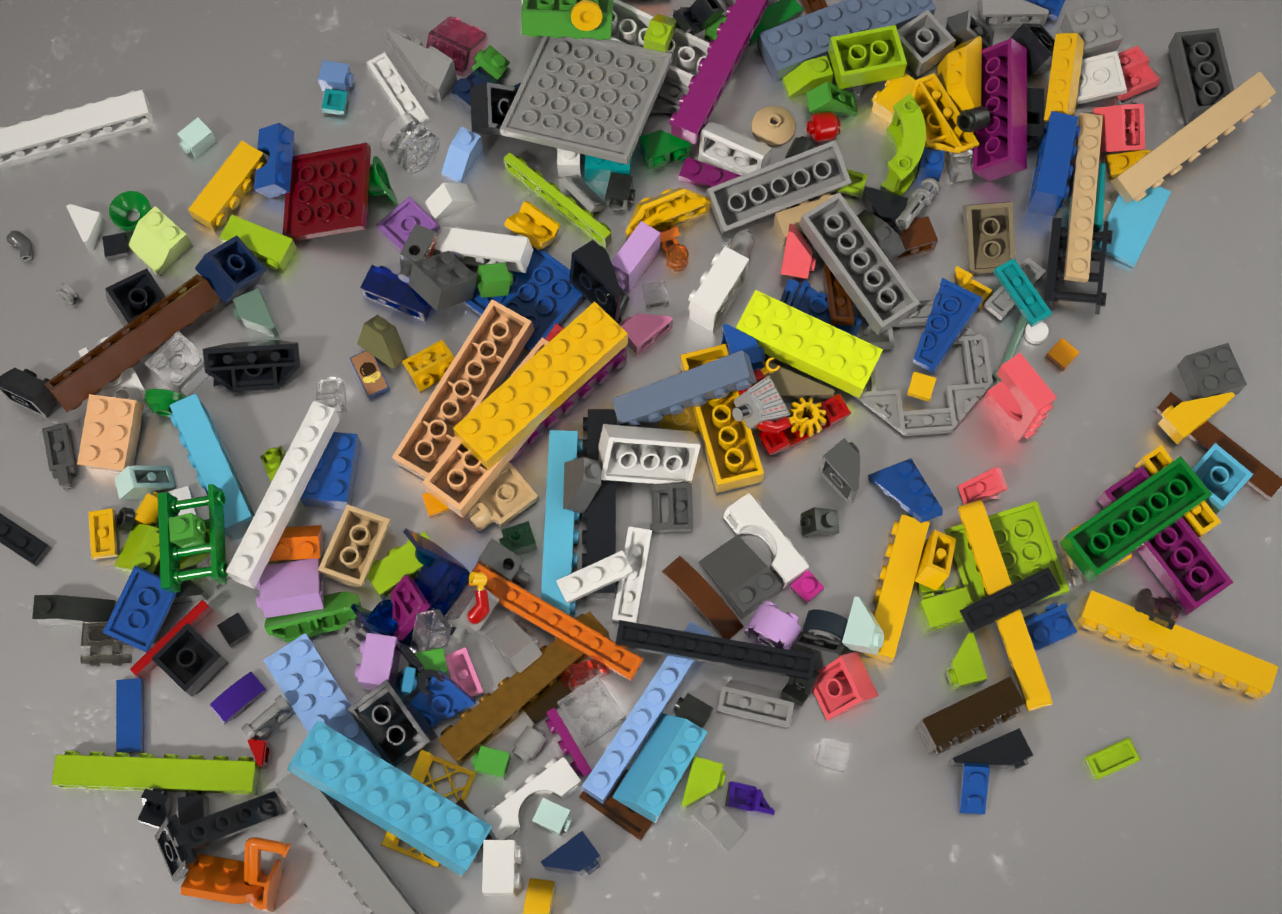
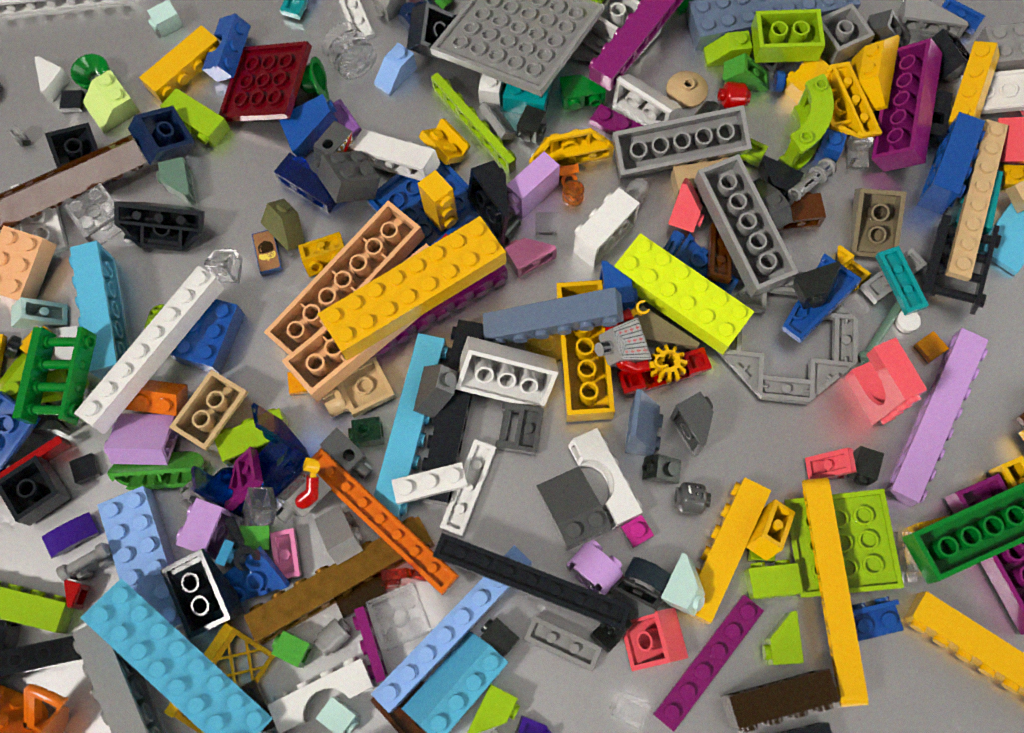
camera: 15 degrees right, 0 degrees up
(160, 399) = (65, 240): green piece -> none
(187, 530) = (46, 367): bright green brick -> none
(384, 230) = (308, 124): none -> blue slope
(449, 199) = (375, 107): white slope -> none
(494, 280) = (396, 184): bright green brick -> none
(544, 292) = (438, 201): none -> yellow brick
(703, 597) = (533, 523): reddish brown slope -> none
(794, 482) = (643, 425): none -> sand blue slope
(854, 544) = (692, 498): none -> dark grey head
(867, 103) = (779, 81): none -> blue tile
(898, 698) = (708, 663): none -> magenta plate
(909, 489) = (756, 452): blue wing -> none
(921, 386) = (786, 354): yellow tile -> none
(938, 312) = (815, 285): none -> pearl dark grey slope
(973, 119) = (881, 108): pearl dark grey brick -> none
(1009, 600) = (841, 587): black tile -> none
(1017, 481) = (868, 466): none -> pearl dark grey brick
(1077, 423) = (936, 418): none -> lavender brick
(1161, 610) = (996, 625): clear smoke plate -> none

